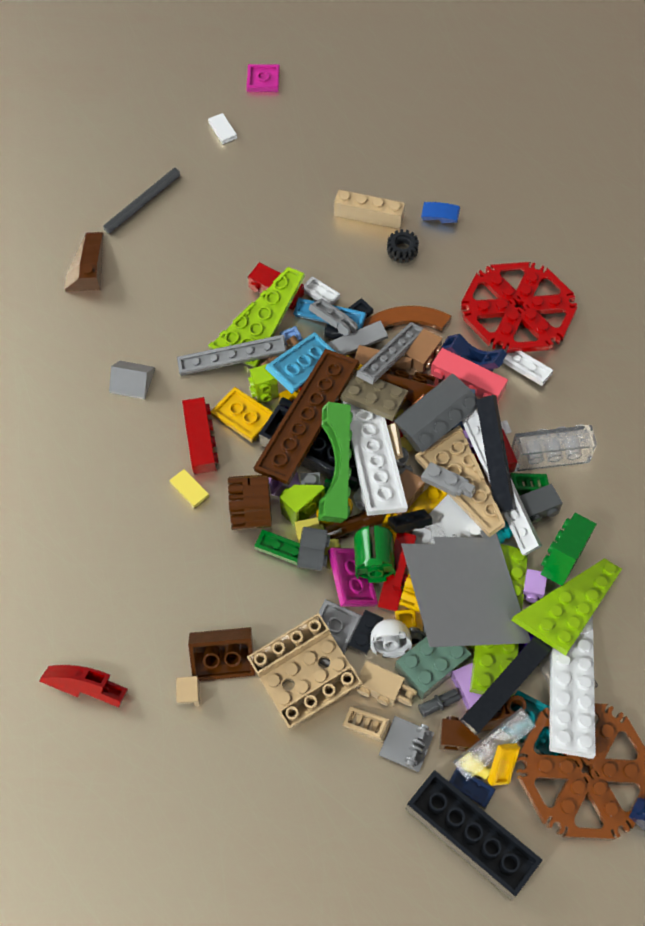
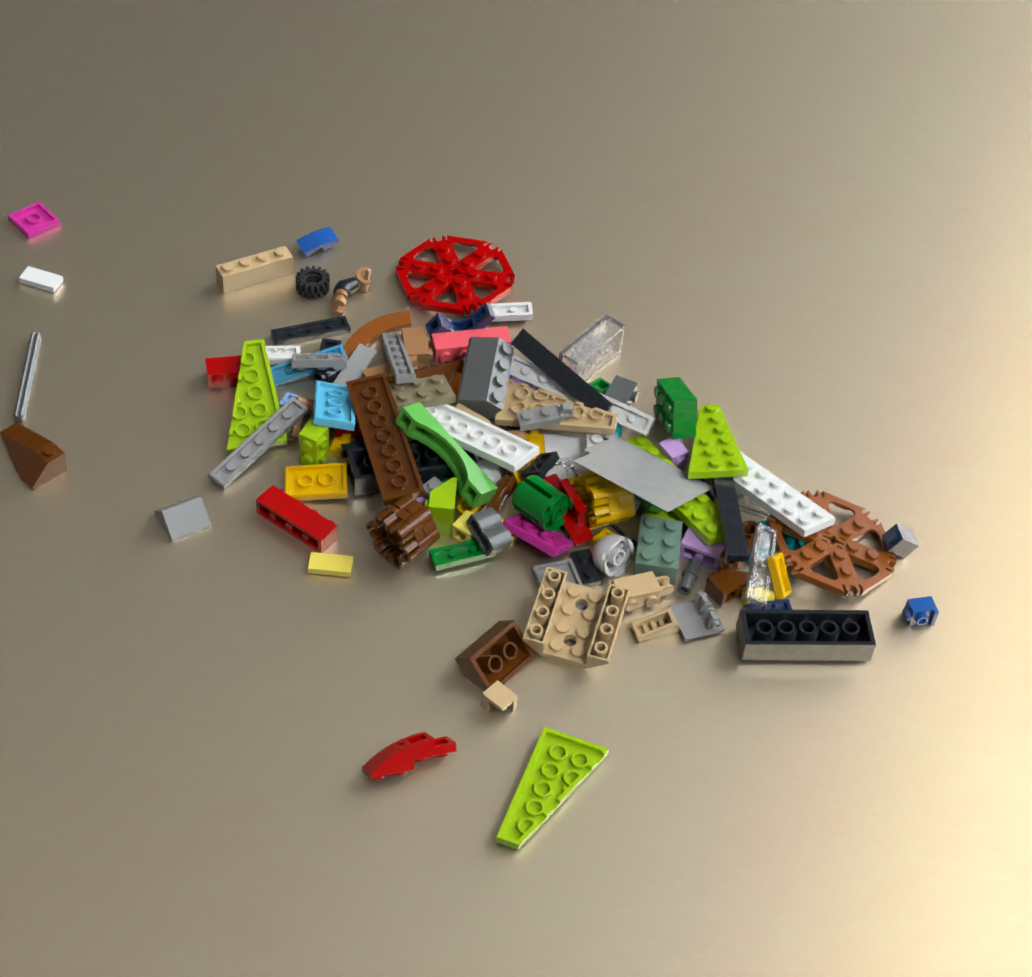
camera: 50 degrees left, 15 degrees down
(166, 783) = (550, 777): none -> lime wing
(363, 286) = (310, 331): none -> black tile
(423, 266) = (347, 287): none -> medium nougat piece
(600, 894) = (920, 611): none -> blue brick

